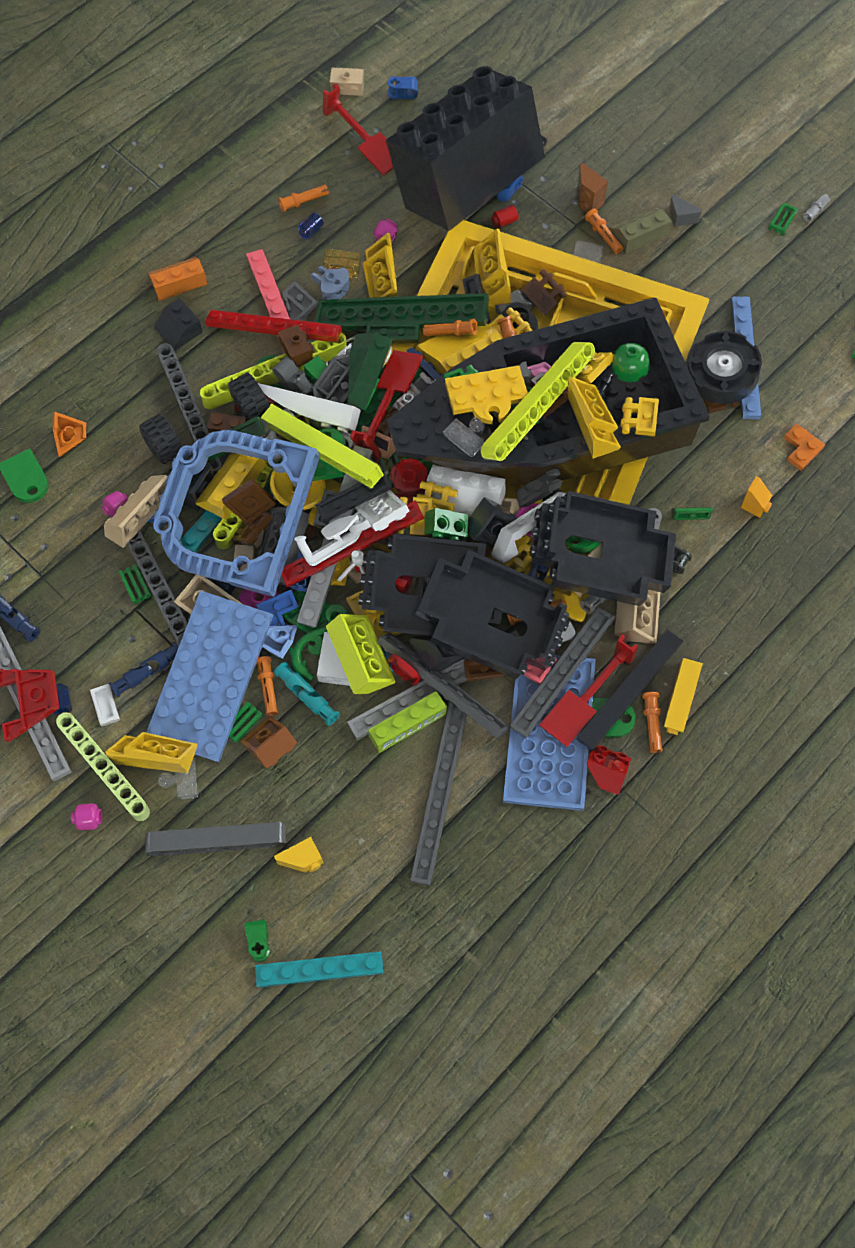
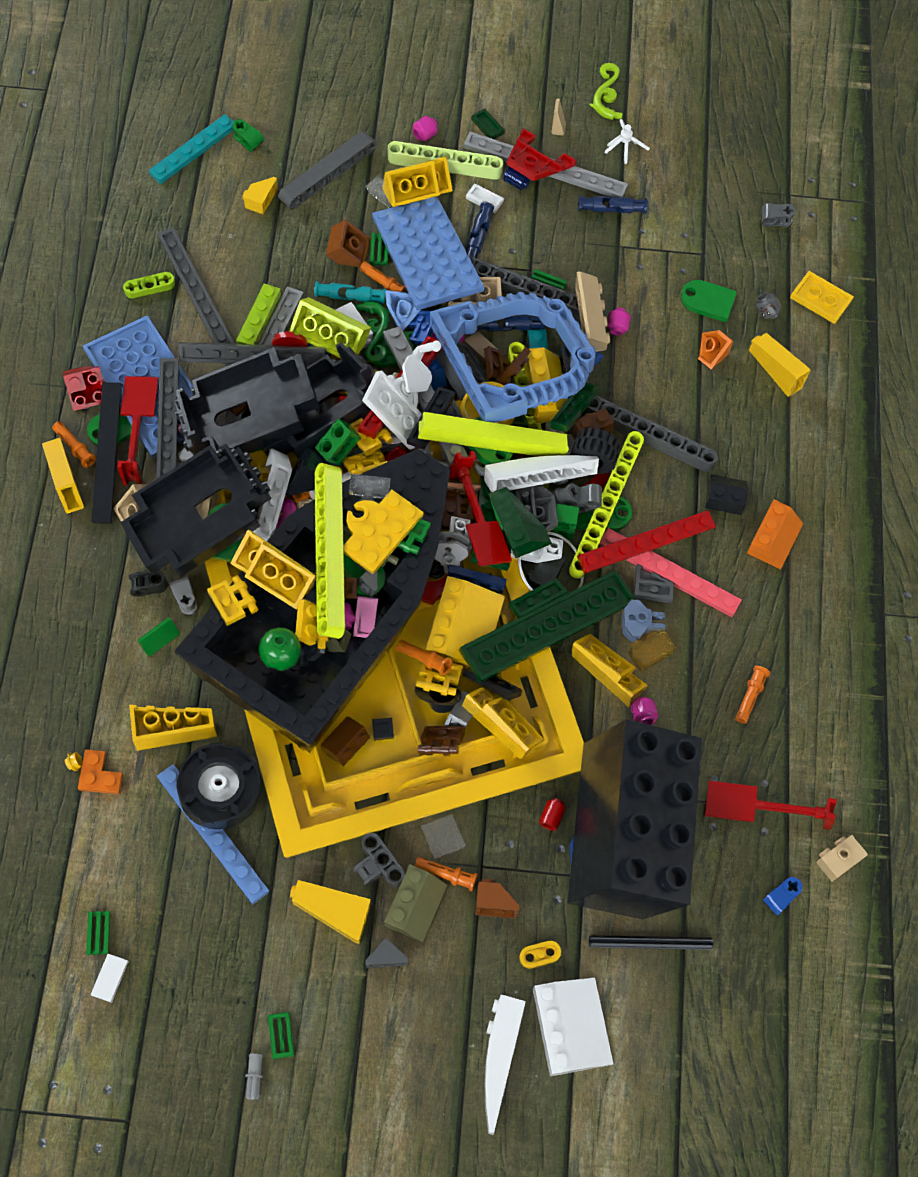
camera: 135 degrees right, 0 degrees up
(25, 781) = (487, 124): none -> dark green tile
(35, 380) = (779, 363): none -> yellow slope
(160, 438) = (633, 381): black tyre -> none
(296, 346) = (603, 522): reddish brown brick -> none
(310, 225) = (715, 667): clear blue brick -> none
(458, 328) = (480, 628): orange pin -> none
(492, 837) = (161, 277): none -> lime beam
(583, 154) = (539, 954): none -> yellow plate
(597, 110) = (572, 1026): none -> white slope
(646, 262) = (373, 867): none -> dark grey piece
(653, 123) = (500, 1050): none -> white slope
(696, 258) = (336, 909): none -> yellow slope
(732, 439) = (170, 726): none -> yellow wedge
(757, 498) = (106, 681): light orange slope -> none
(816, 465) = (73, 761): none -> yellow plate

